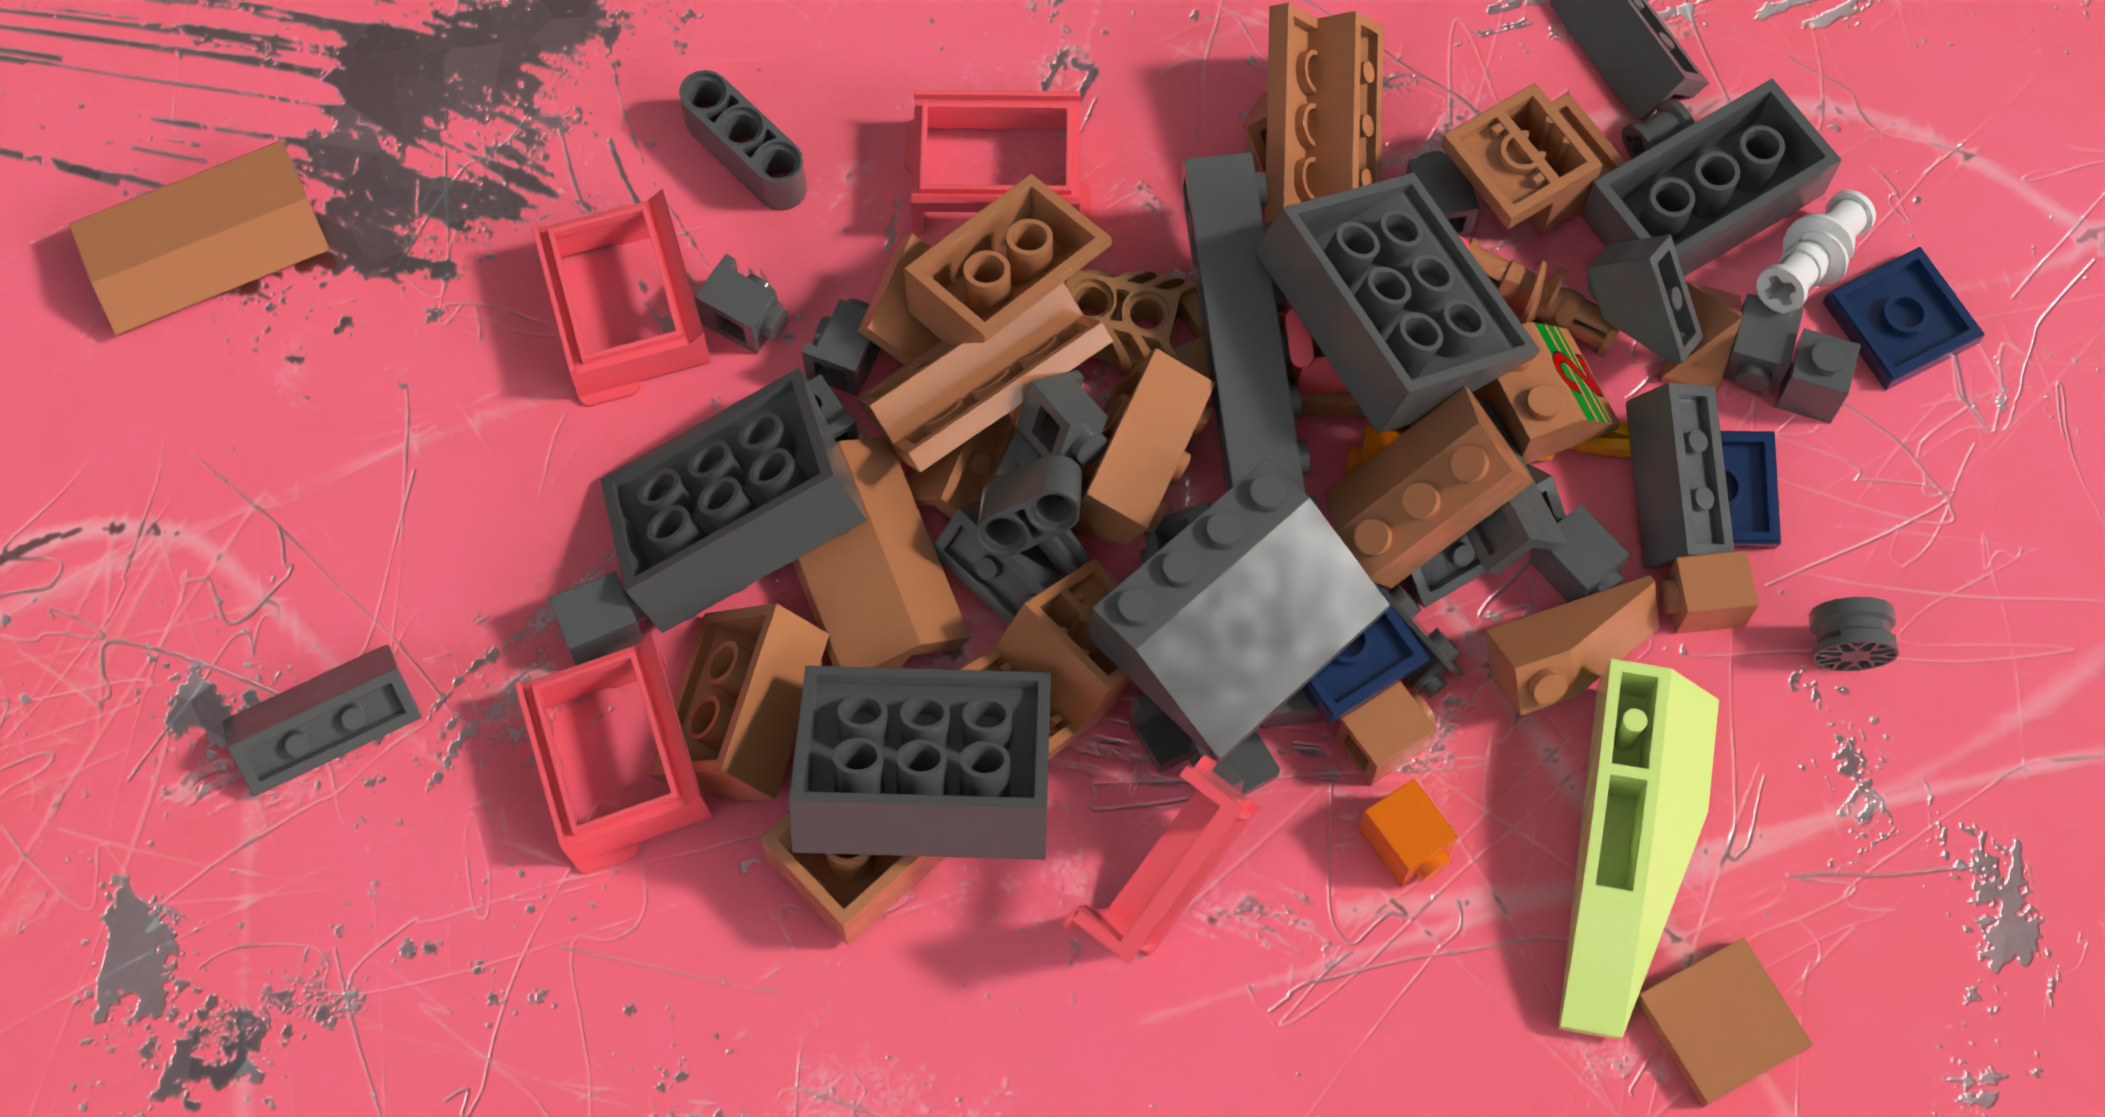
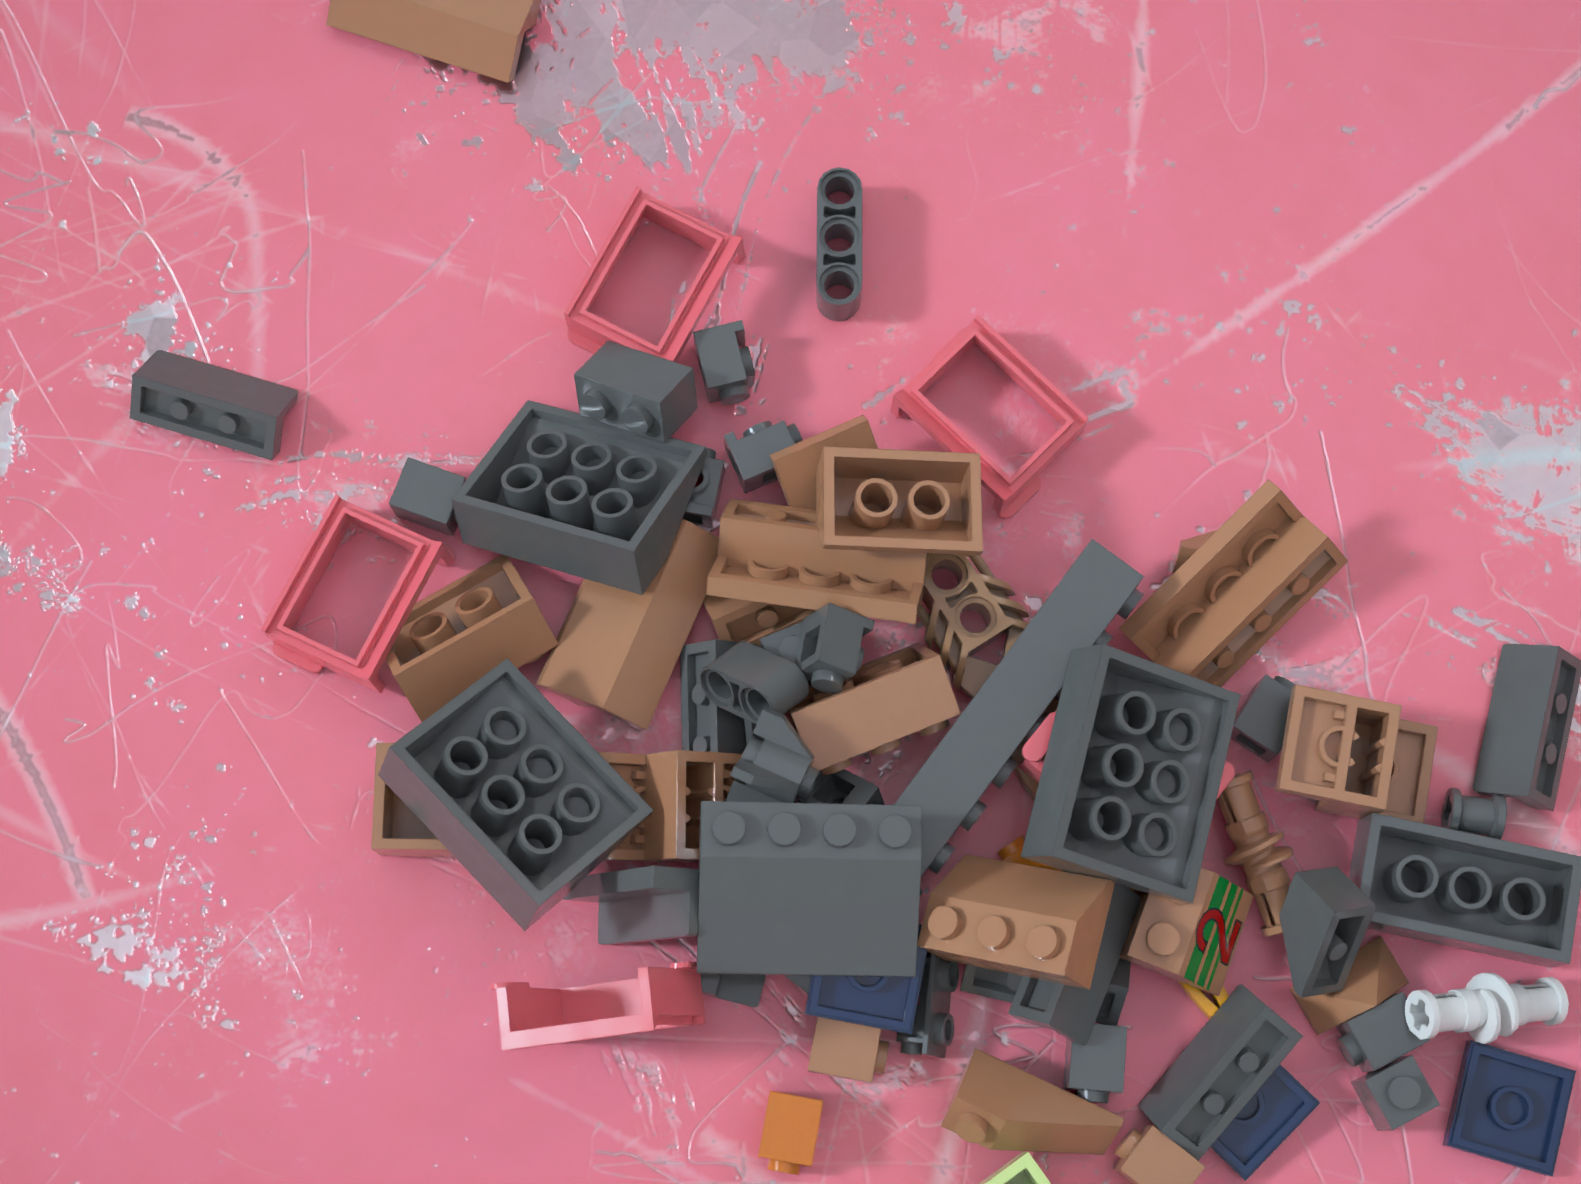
camera: 45 degrees right, 10 degrees up
(693, 380) = (636, 391): none -> dark grey brick
(1115, 539) = (774, 764): none -> dark grey brick
(1115, 756) = (642, 903): none -> dark grey panel

